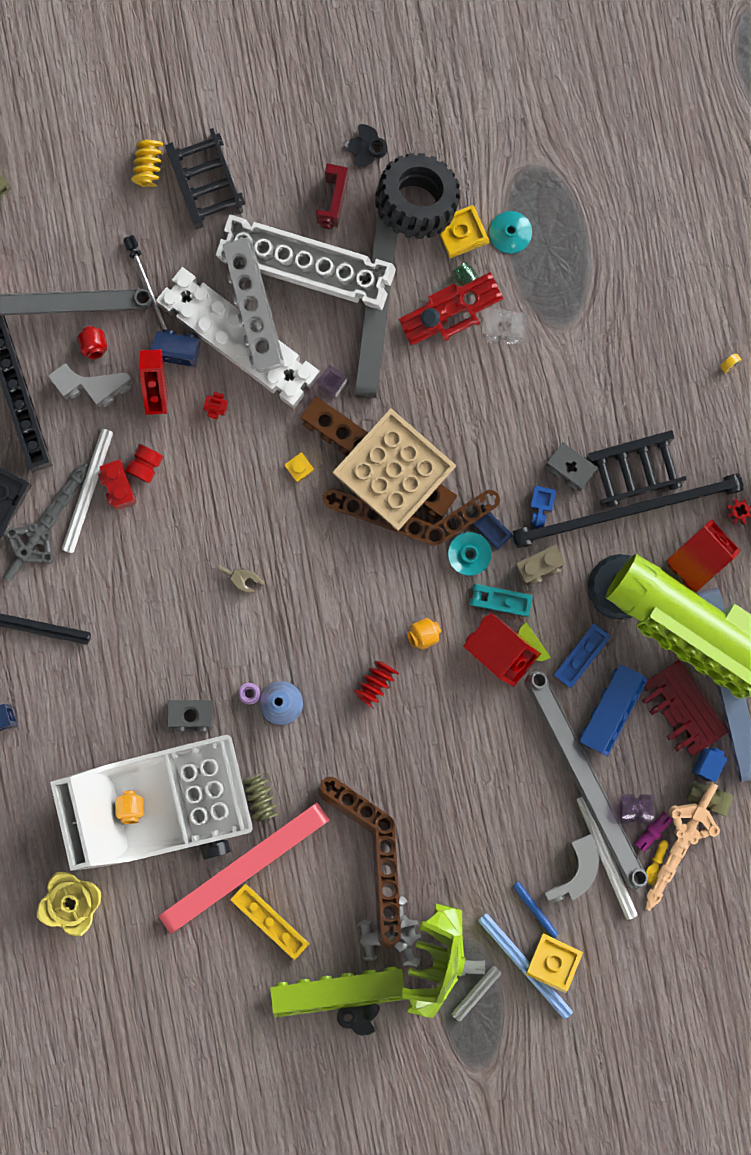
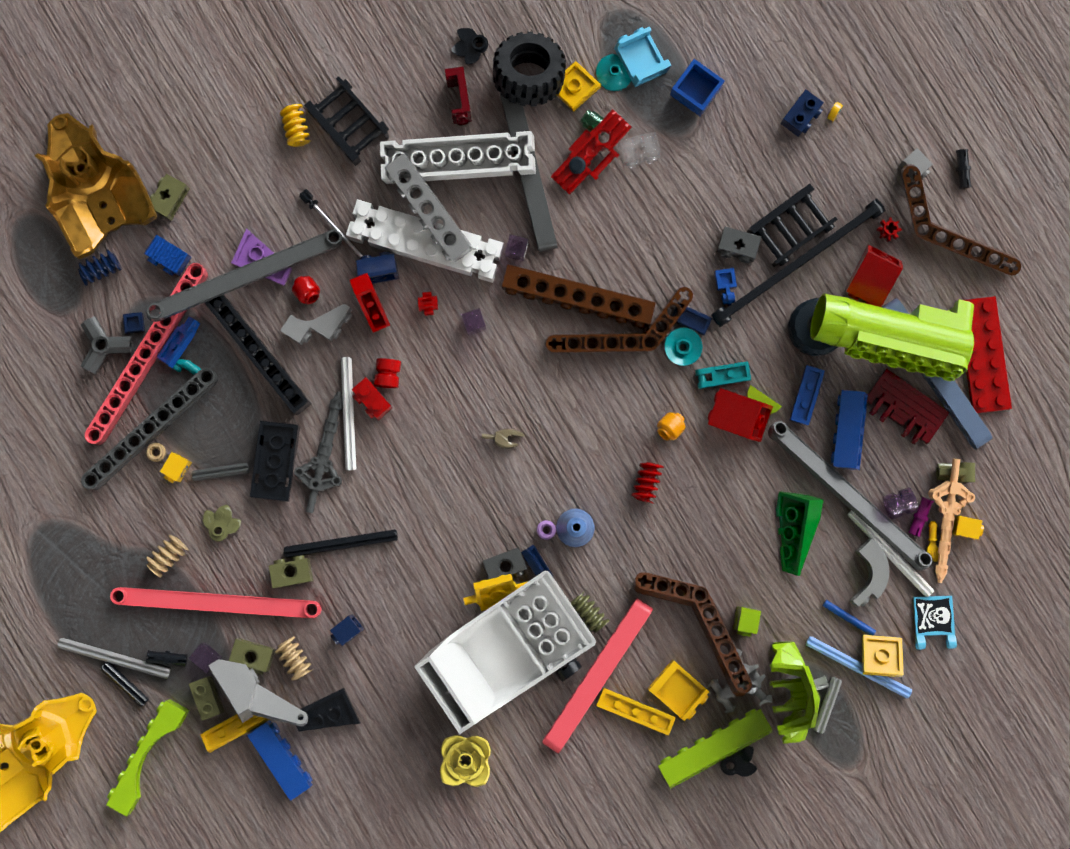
camera: 25 degrees left, 0 degrees up
(53, 279) = (253, 249): none -> medium lavender wing
(129, 807) = (484, 661): light orange head -> none
(165, 735) = (492, 591): none -> yellow plate
(225, 722) = (535, 560): none -> dark blue tile
(256, 443) = (473, 321): none -> clear purple brick
(299, 467) = (515, 328): yellow plate -> none
(324, 917) = (679, 690): none -> yellow panel
(394, 469) = (596, 300): tan plate -> none
(423, 870) = (746, 621): none -> lime brick
(520, 788) = (798, 523): none -> green wedge
(544, 226) = (641, 57): none -> medium azure panel
(545, 562) = (744, 333): dark tan brick -> none
(591, 282) = (697, 87): none -> blue piece
(626, 944) = (934, 617): none -> flag
(694, 351) = (802, 112): none -> dark blue brick
(699, 862) = (967, 527): none -> yellow brick
(710, 764) = (946, 444): blue brick -> none

